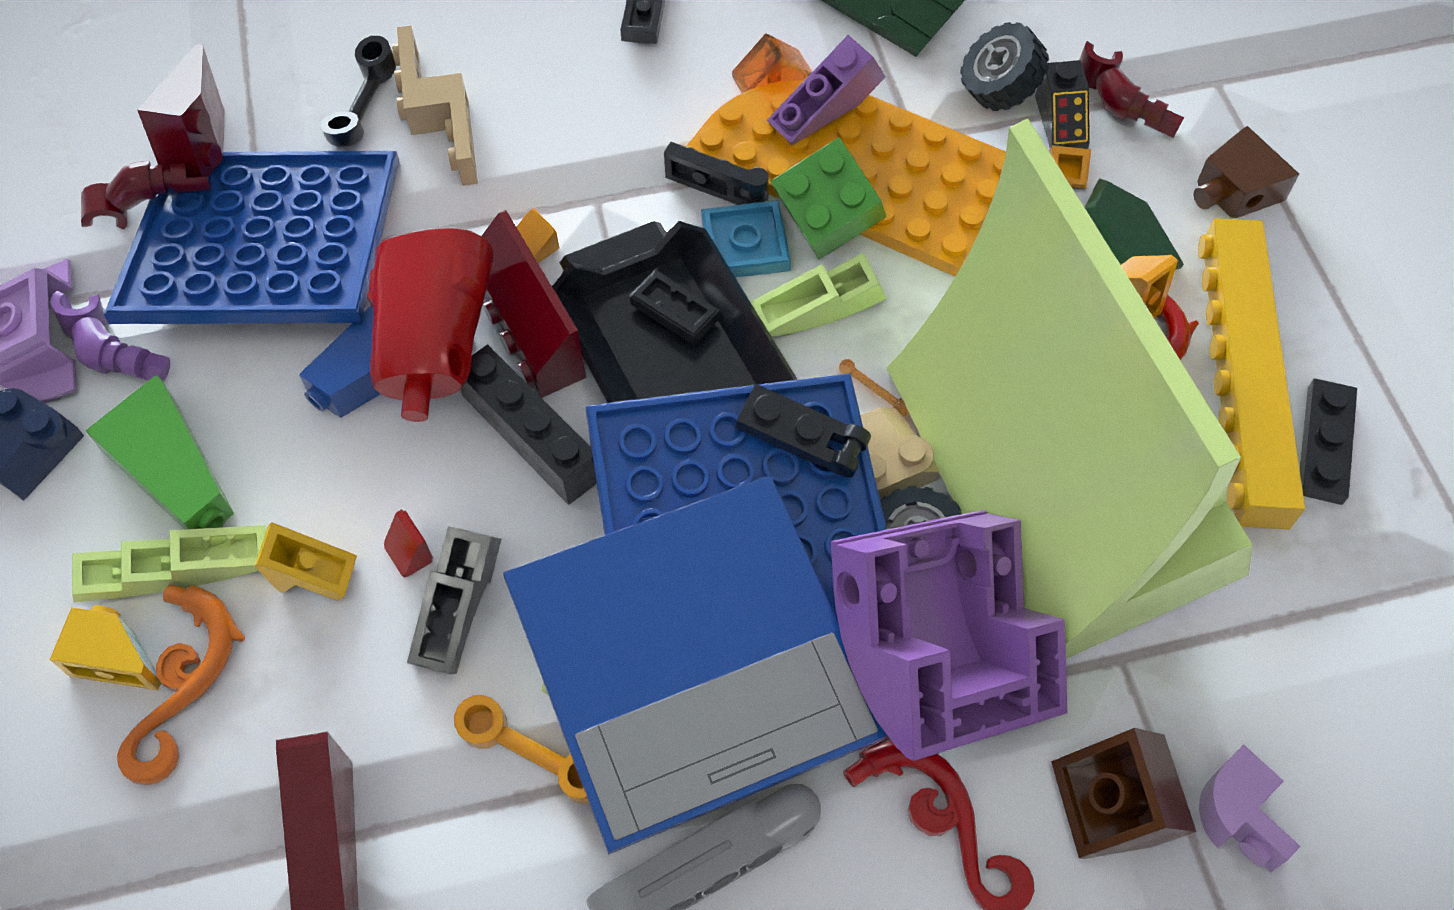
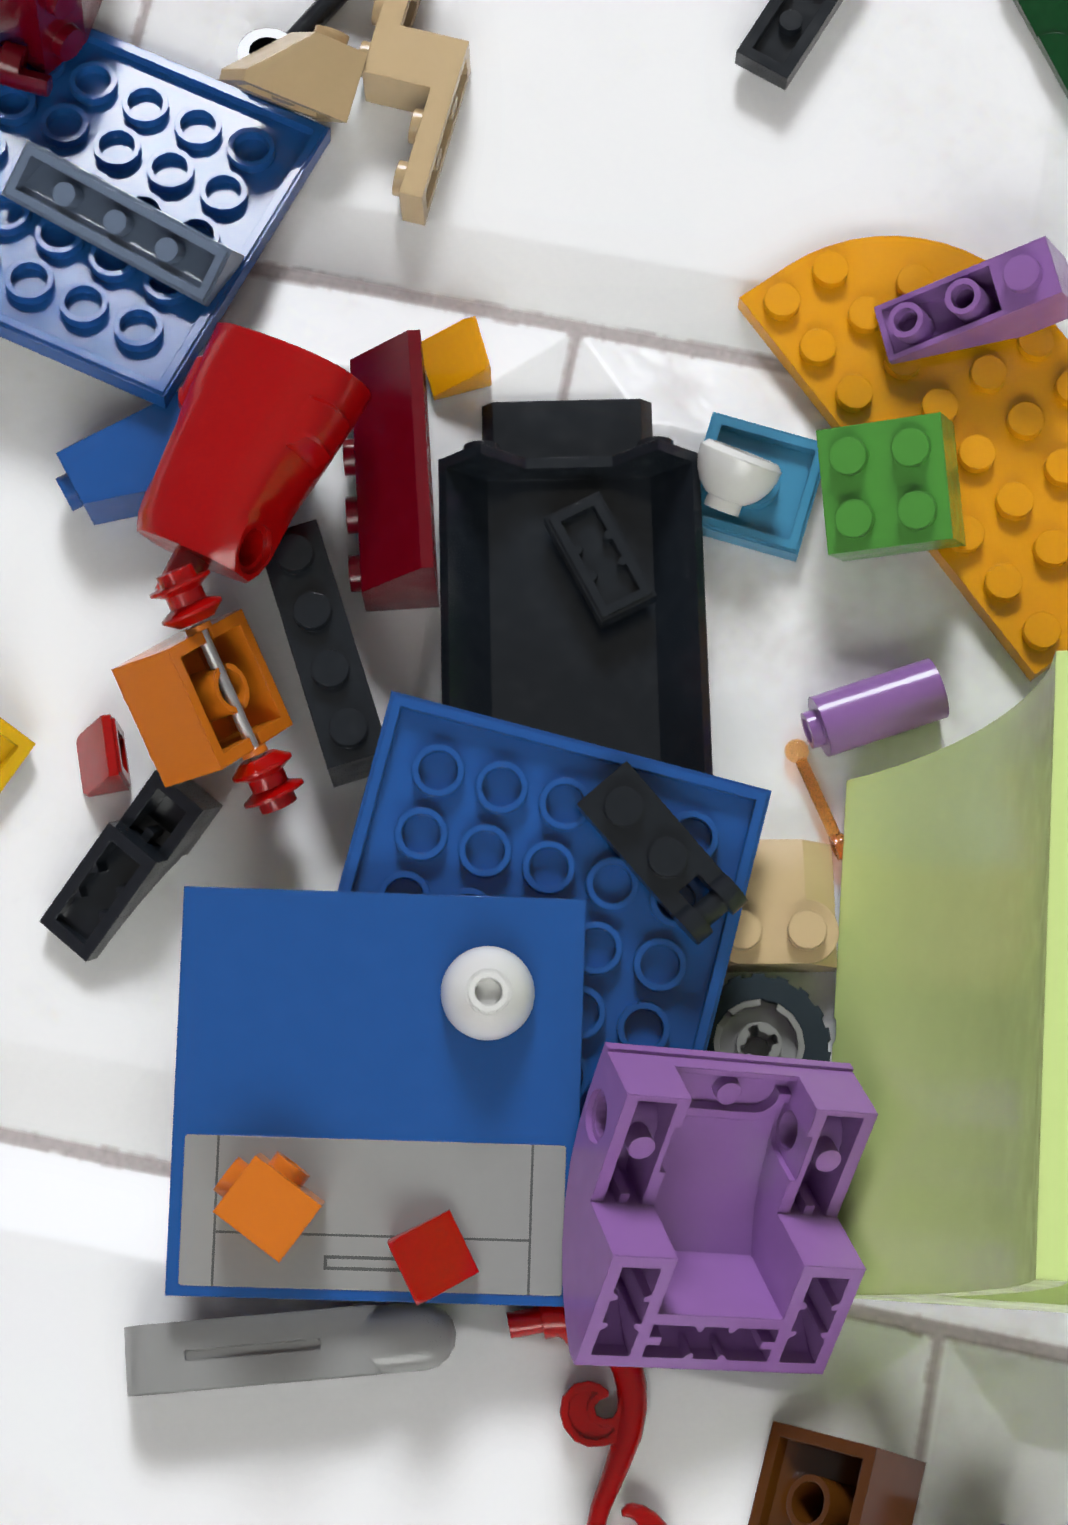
camera: 25 degrees right, 15 degrees up
(287, 232) = (121, 224): none -> sand blue slope
(368, 123) = (304, 73): none -> tan slope
(462, 464) = (208, 696): none -> orange brick
(484, 725) = (101, 1047): light orange piece -> none
(654, 748) = (267, 1202): none -> orange brick
(715, 176) = (757, 368): black plate -> none
(733, 228) = (734, 476): none -> white brick
(736, 555) = (487, 993): none -> white brick
(770, 63) = (934, 206): clear orange slope -> none
(781, 740) = (432, 1257): none -> red slope
(820, 297) = (807, 630): yellowish green slope -> none
(882, 321) = (875, 708): none -> medium lavender brick

